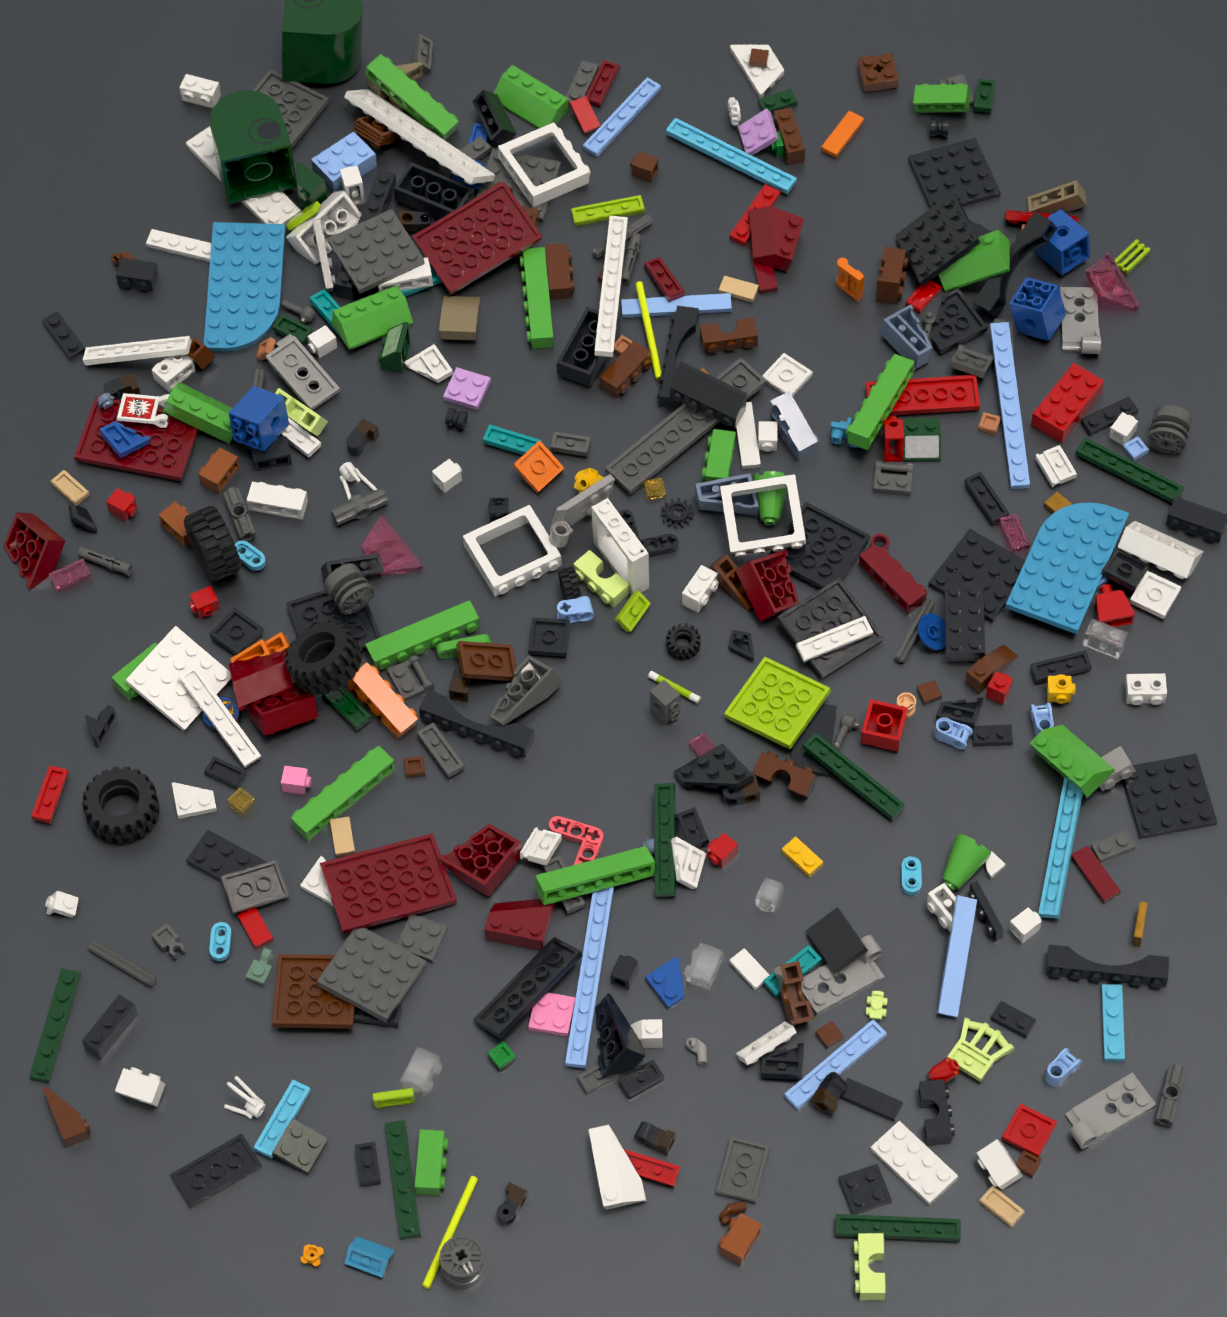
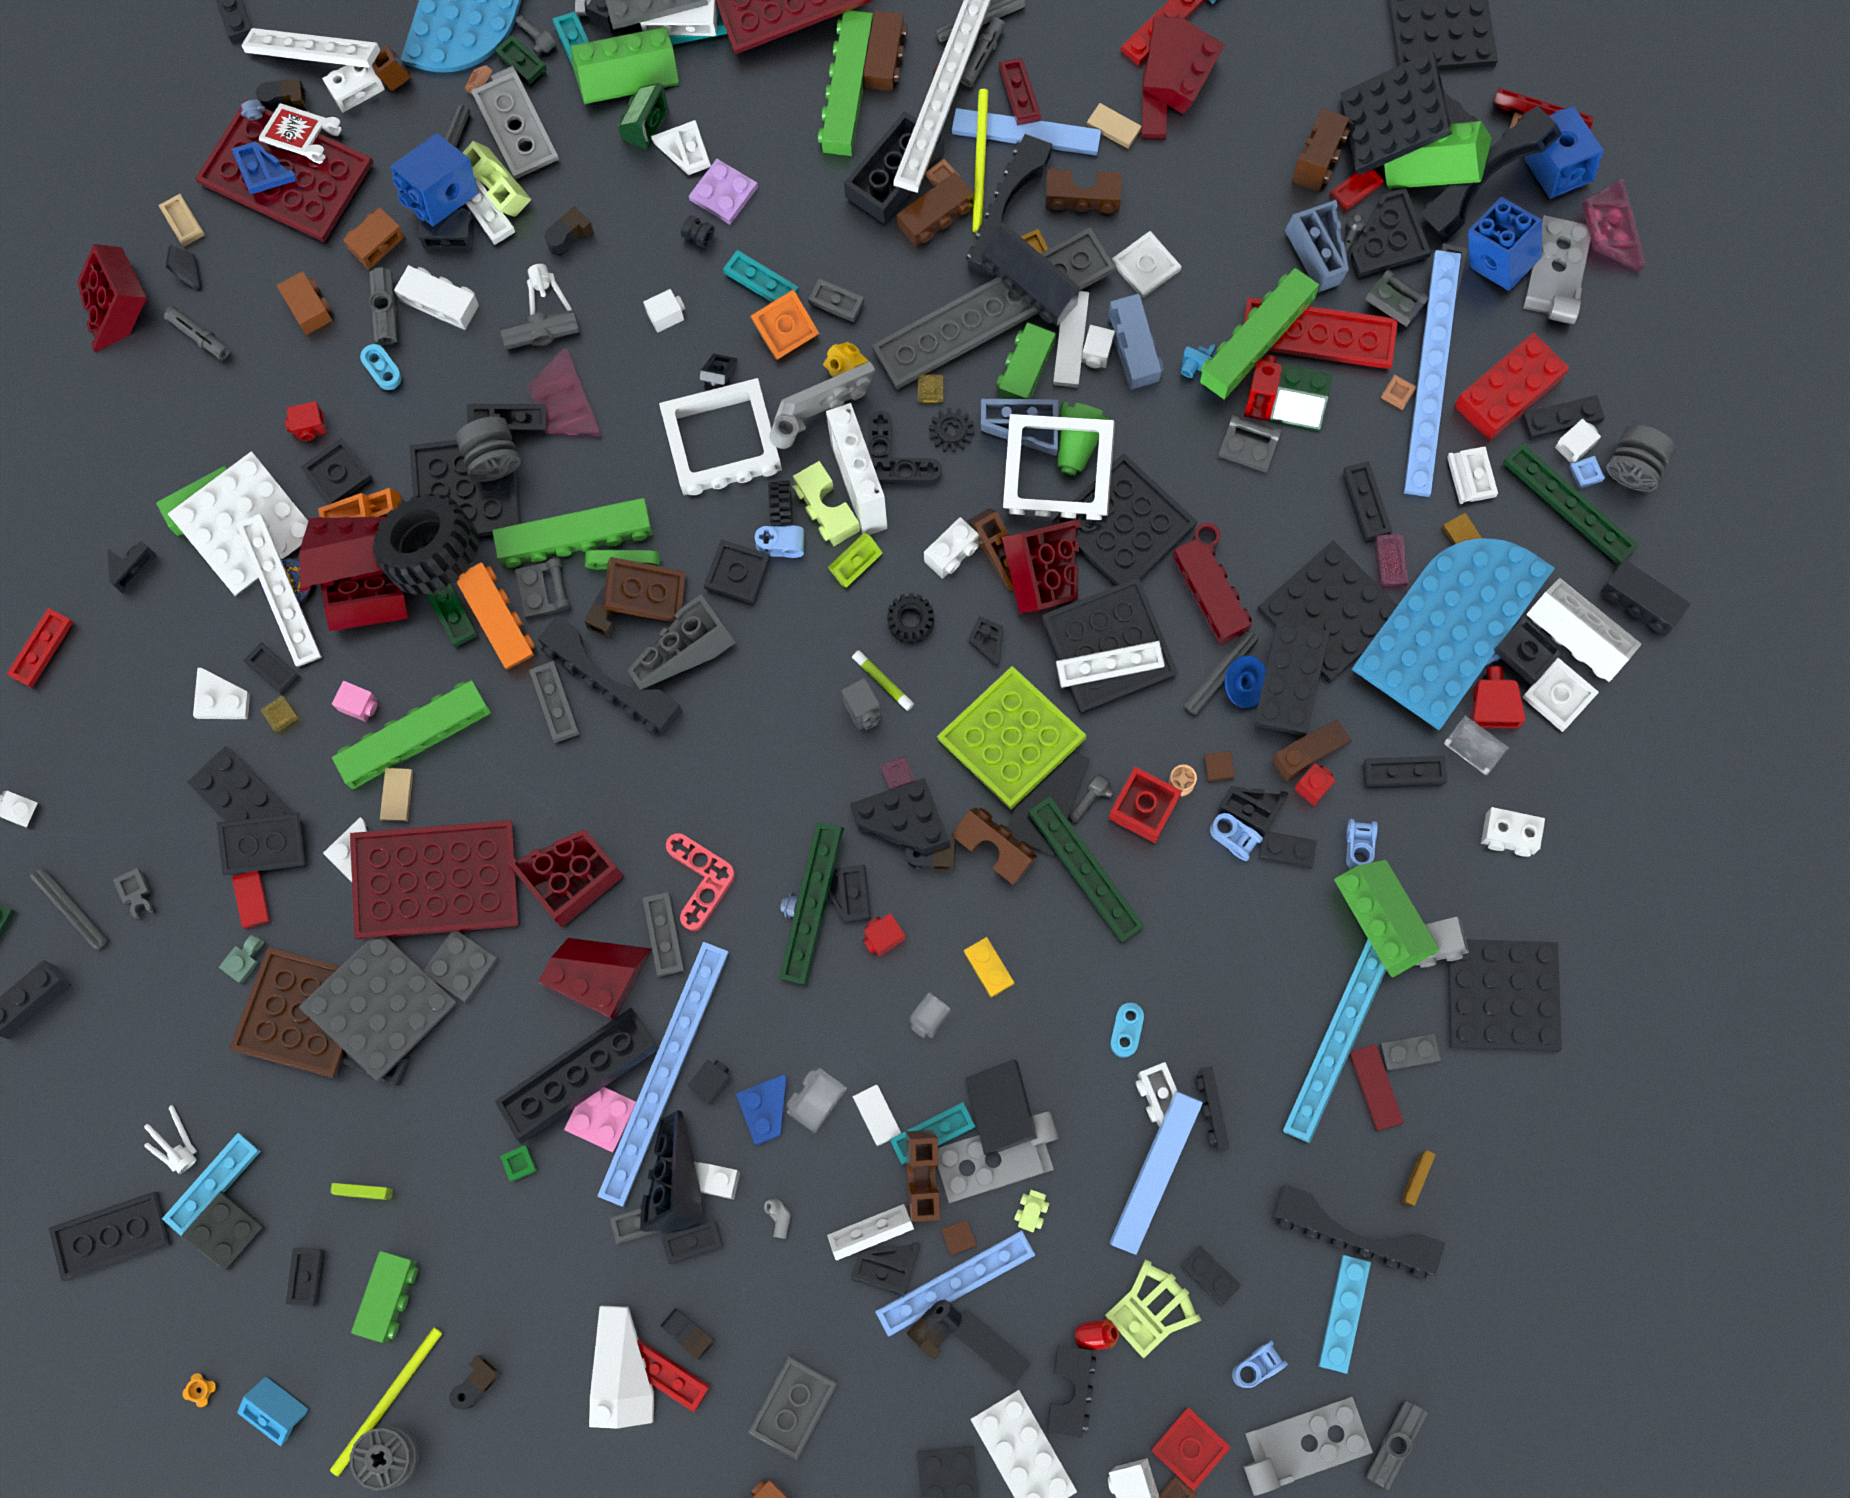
camera: 15 degrees right, 15 degrees up
(70, 575) = (147, 343): clear pink plate -> none
(116, 783) = (96, 667): black tyre -> none
(122, 504) = (239, 258): red brick -> none
(140, 1087) = (40, 1096): white brick -> none
(199, 411) = (363, 146): bright green slope -> none
(212, 543) = (327, 345): black tyre -> none
(220, 943) = (197, 909): medium azure plate -> none
(322, 342) = (552, 85): white brick -> none
(402, 1180) = (344, 1308): dark green plate -> none
(414, 767) = (515, 716): reddish brown tile -> none
(421, 1072) = (406, 1163): clear brick -> none
(459, 318) = (738, 89): dark tan slope -> none
(541, 846) = (647, 873): white plate -> none
(594, 875) = (703, 936): bright green brick -> none
(687, 862) = (832, 943): white wing -> none
(729, 1210) = (762, 1464): reddish brown arm -> none
(853, 281) = (1263, 145): orange plate -> none
(963, 861) = (1200, 1032): bright green cone -> none
(994, 865) = (1241, 1041): white tile -> none
(1025, 925) = (1262, 1142): white brick -> none
(1060, 689) = (1396, 805): yellow brick -> none
(1064, 197) = (1574, 87): dark tan slope -> none
(1140, 247) = (1666, 180): lime tile -> none

